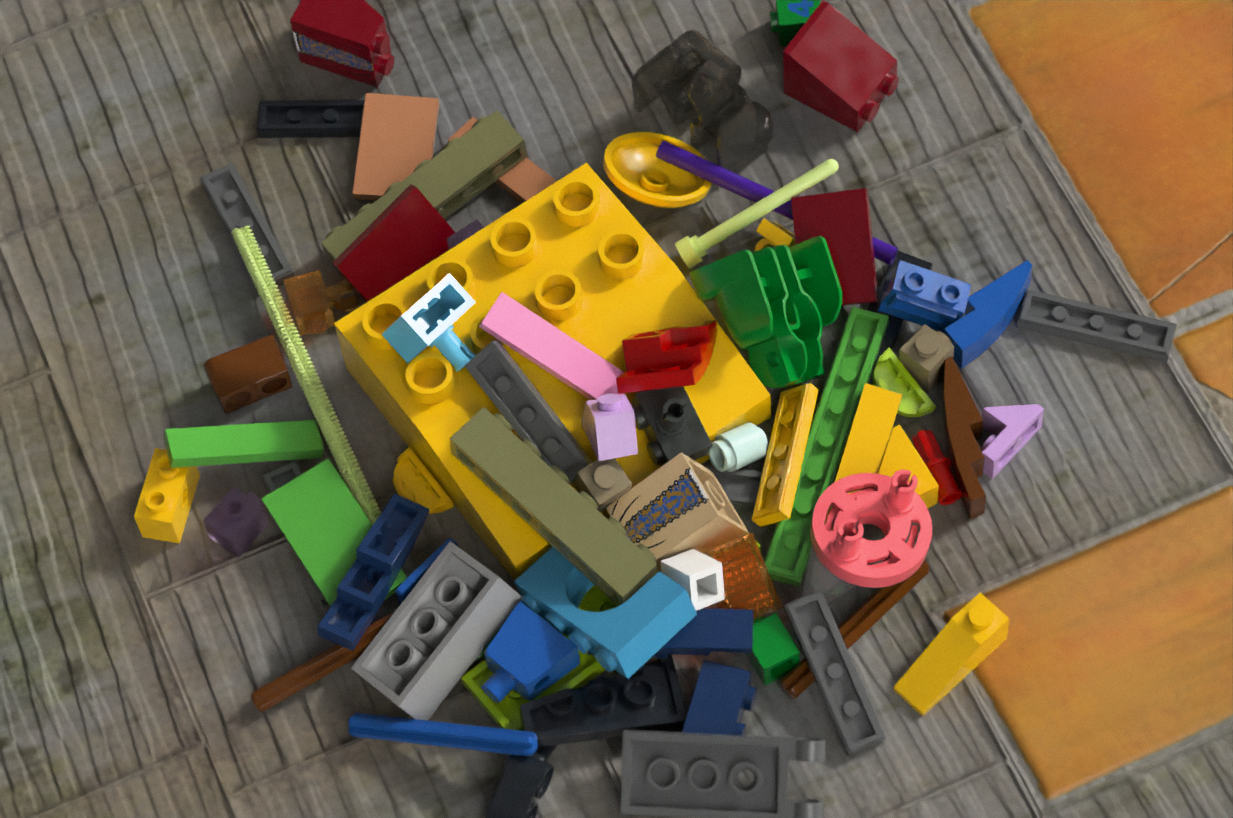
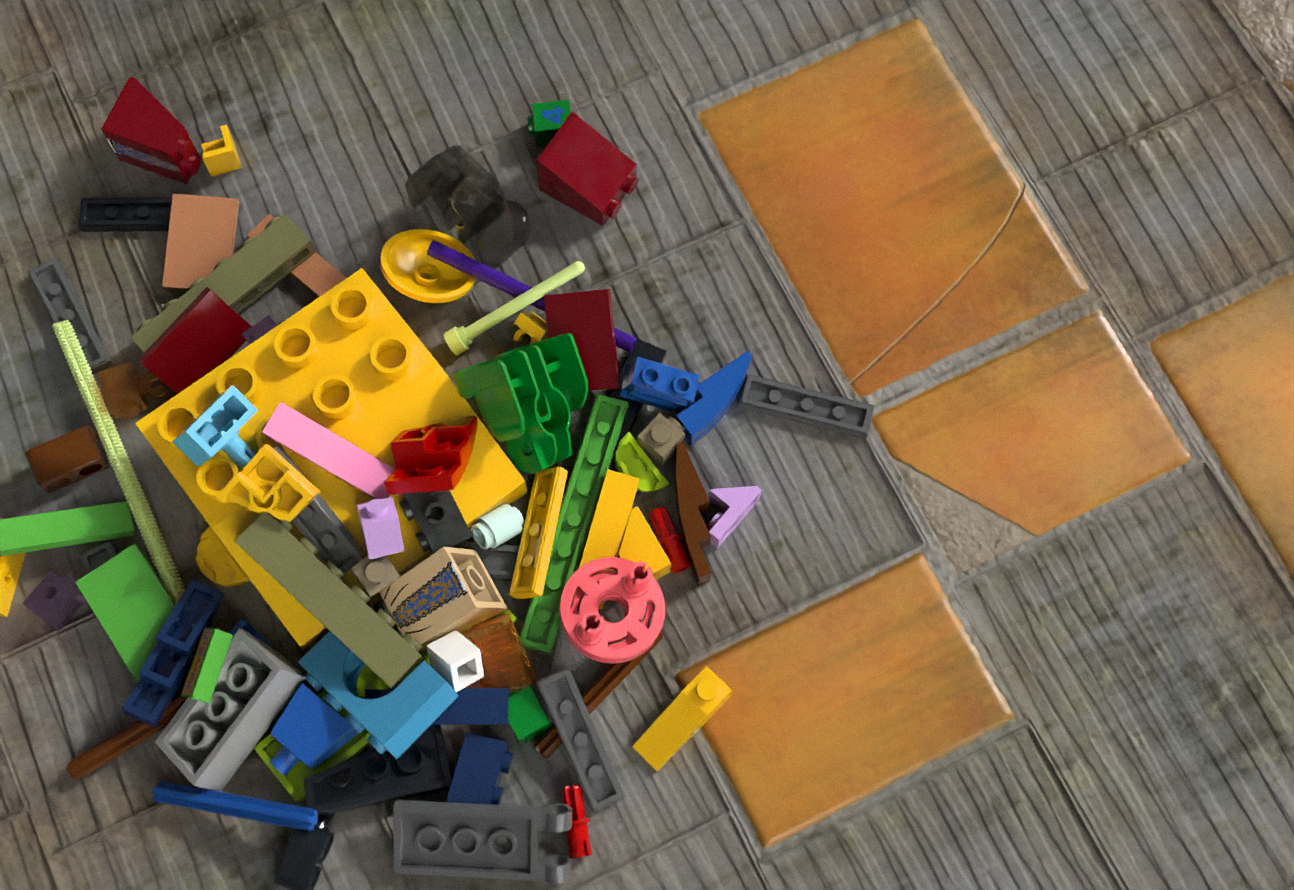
camera: 10 degrees left, 10 degrees up
(413, 579) = (206, 665): none -> bright green slope
(418, 54) = (221, 154): none -> yellow panel
(489, 381) = (270, 486): none -> yellow slope
(831, 770) = (578, 835): none -> red axle

